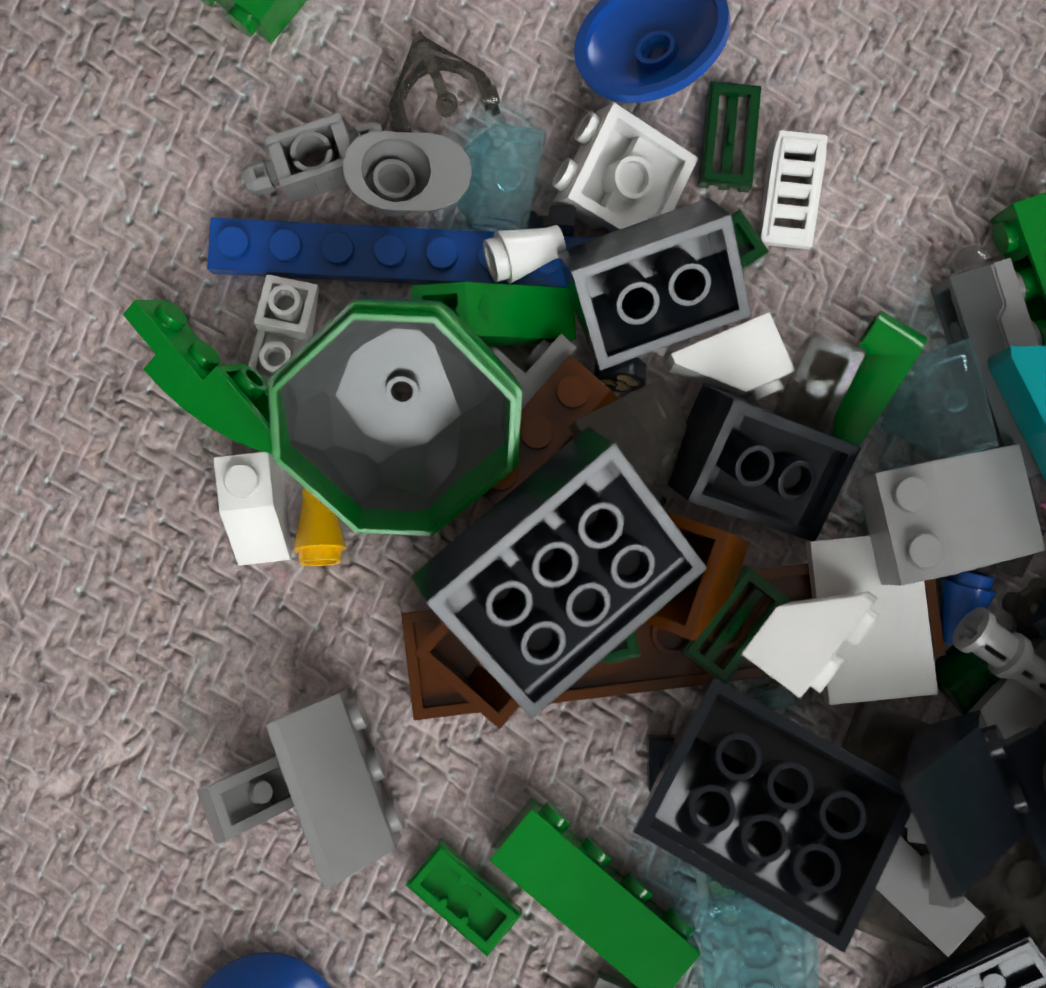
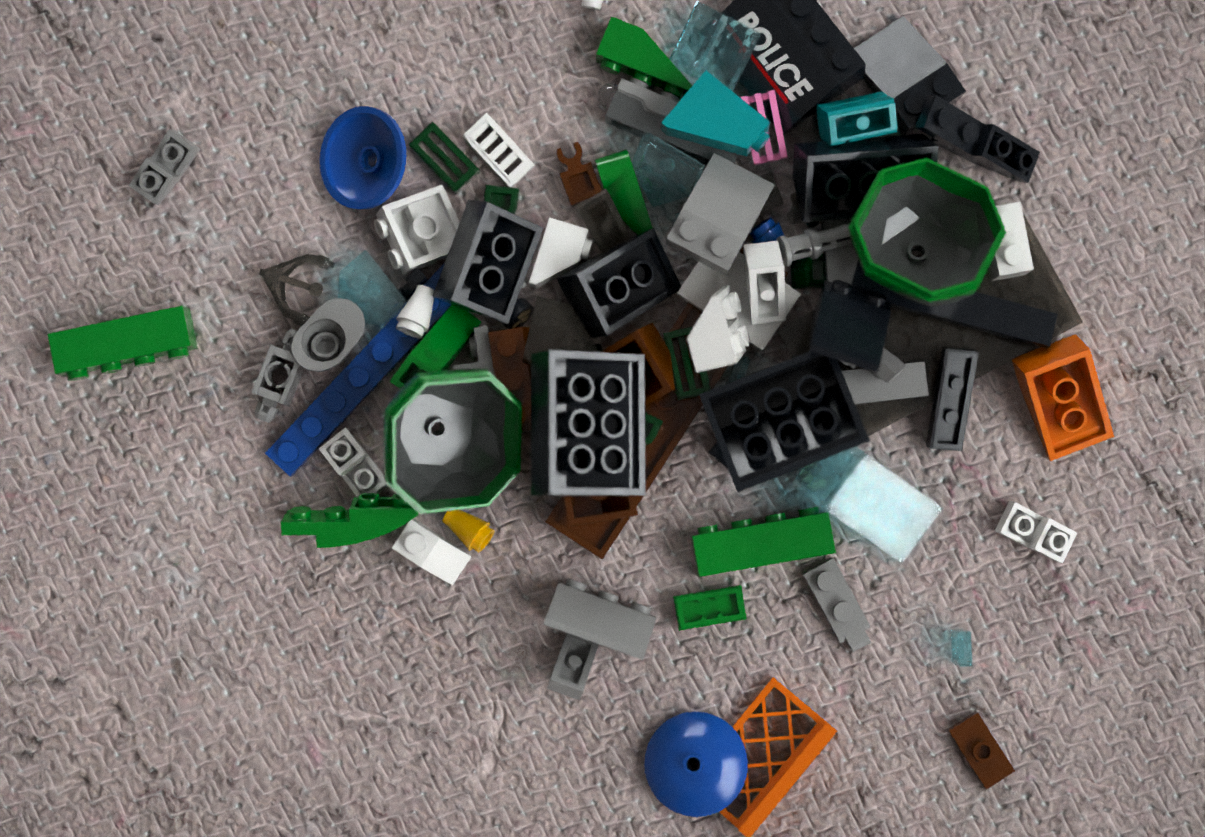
camera: 50 degrees left, 0 degrees up
(841, 310) = (579, 180): none -> reddish brown plate
(921, 640) = (765, 282): none -> white slope

